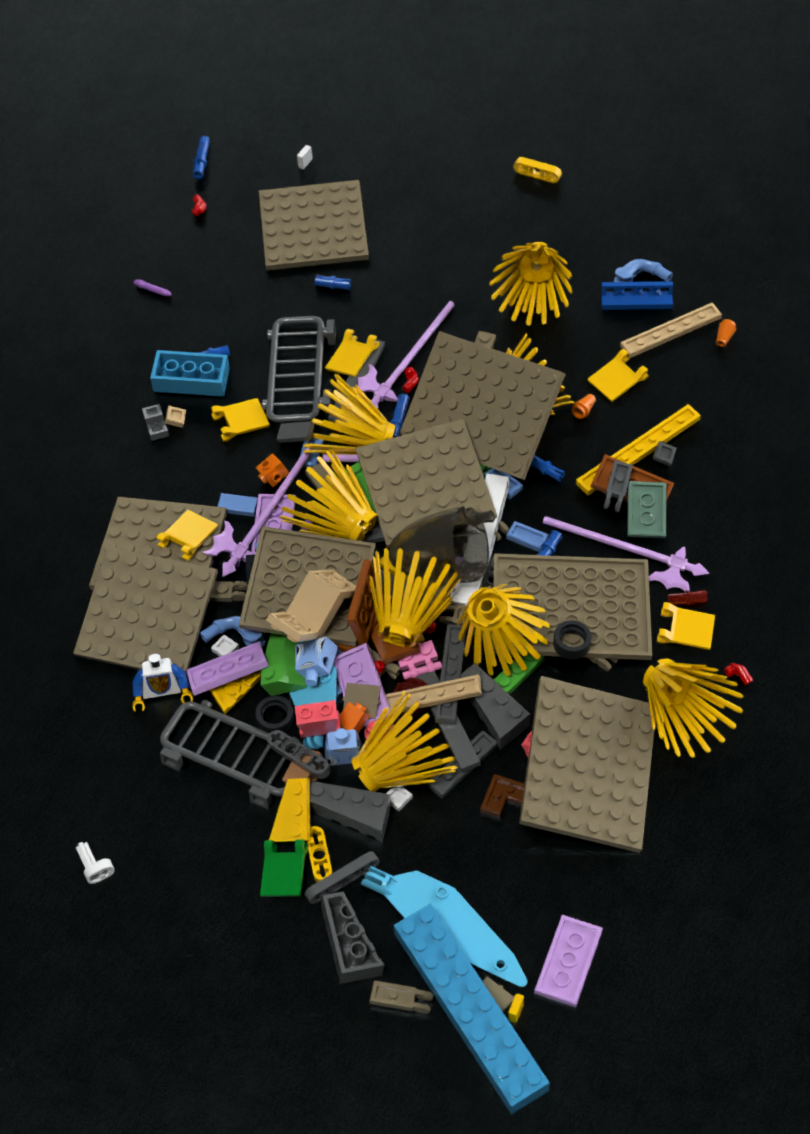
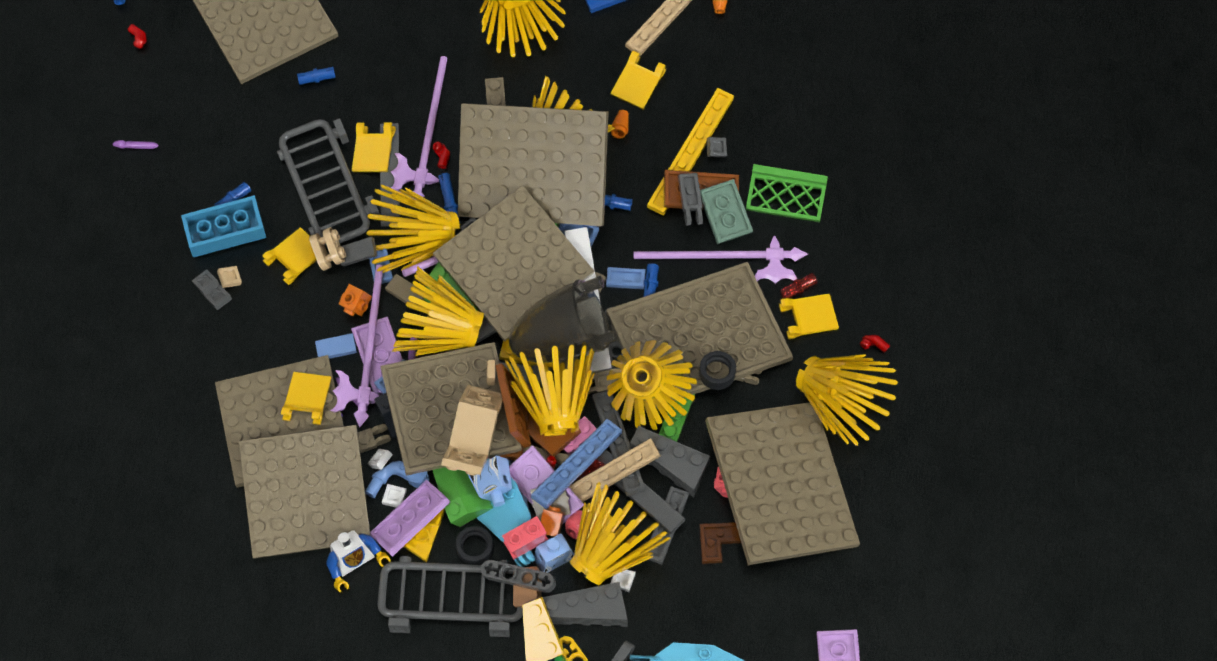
camera: 25 degrees left, 10 degrees up
(227, 610) = (380, 459): none -> white tile
(269, 419) = (331, 239): none -> tan brick
(356, 565) = (491, 372): none -> tan tile
(399, 674) = (576, 463): none -> medium blue tile
(718, 499) = (785, 177): none -> bright green fence

